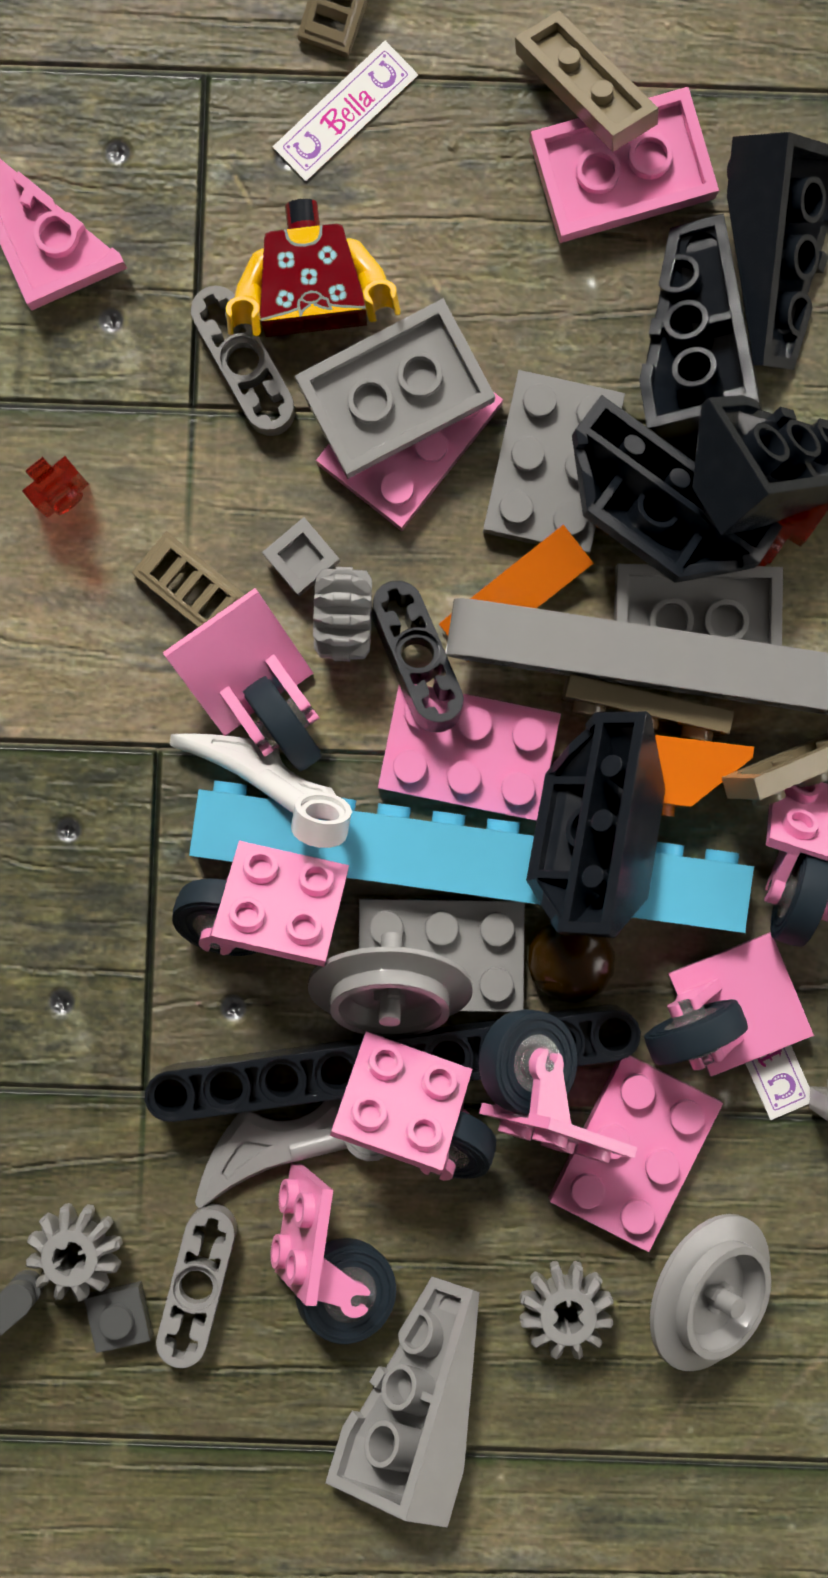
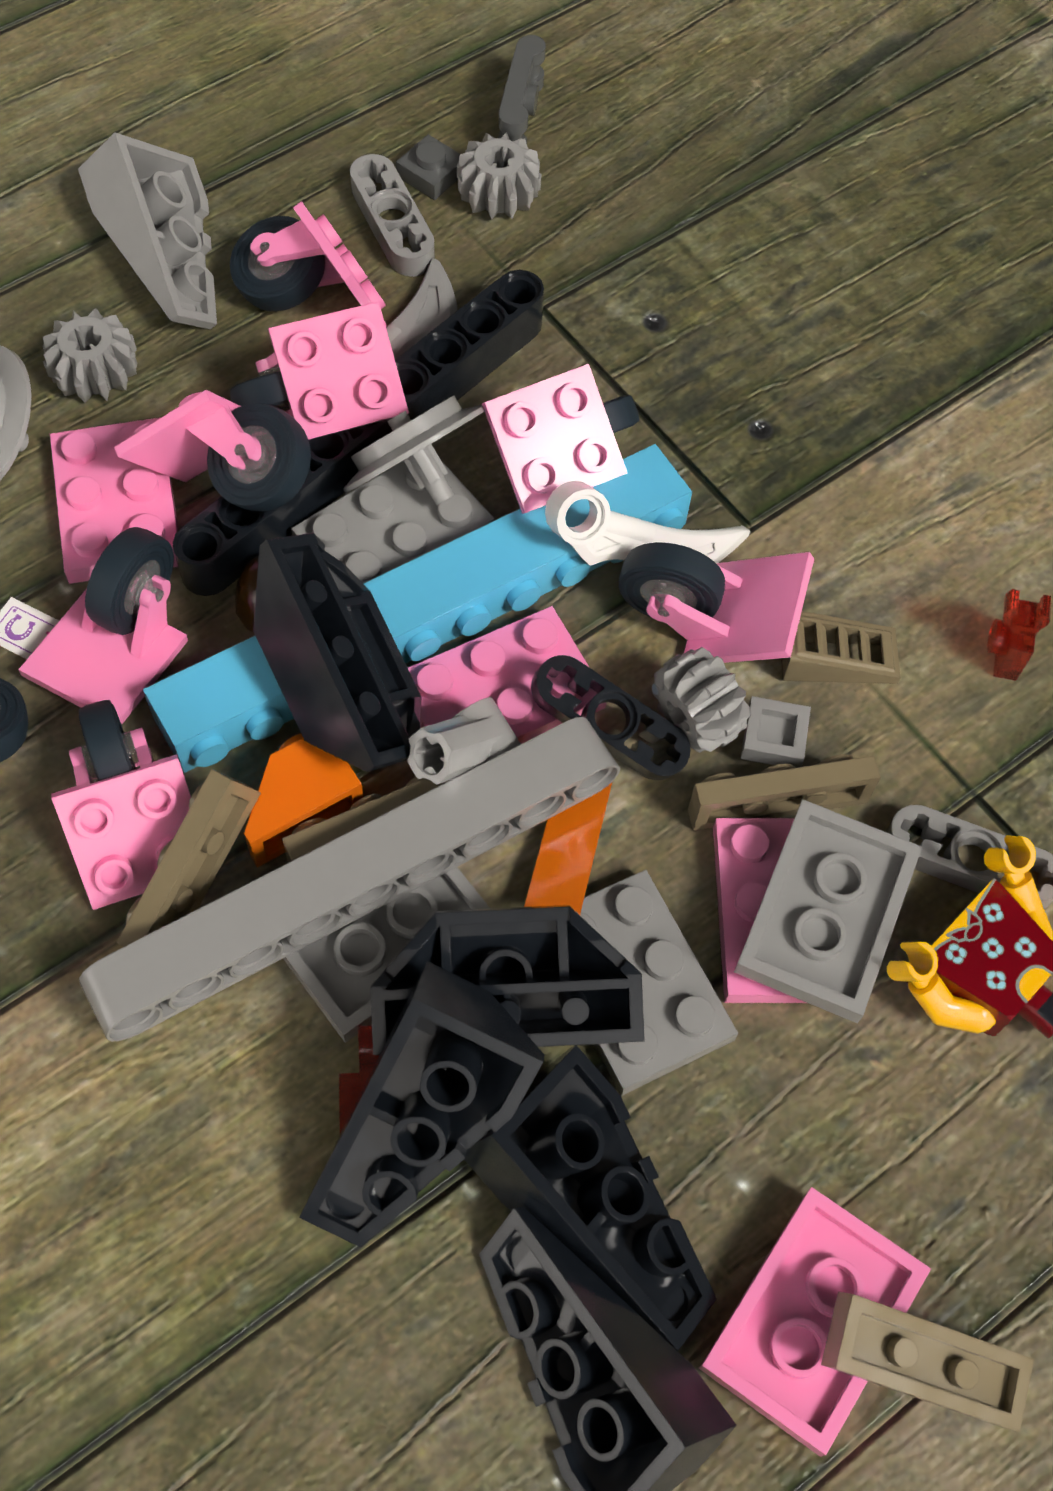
camera: 140 degrees right, 25 degrees down
(338, 508) = (780, 789): none -> dark tan plate
(542, 698) = (460, 743): none -> light grey piece

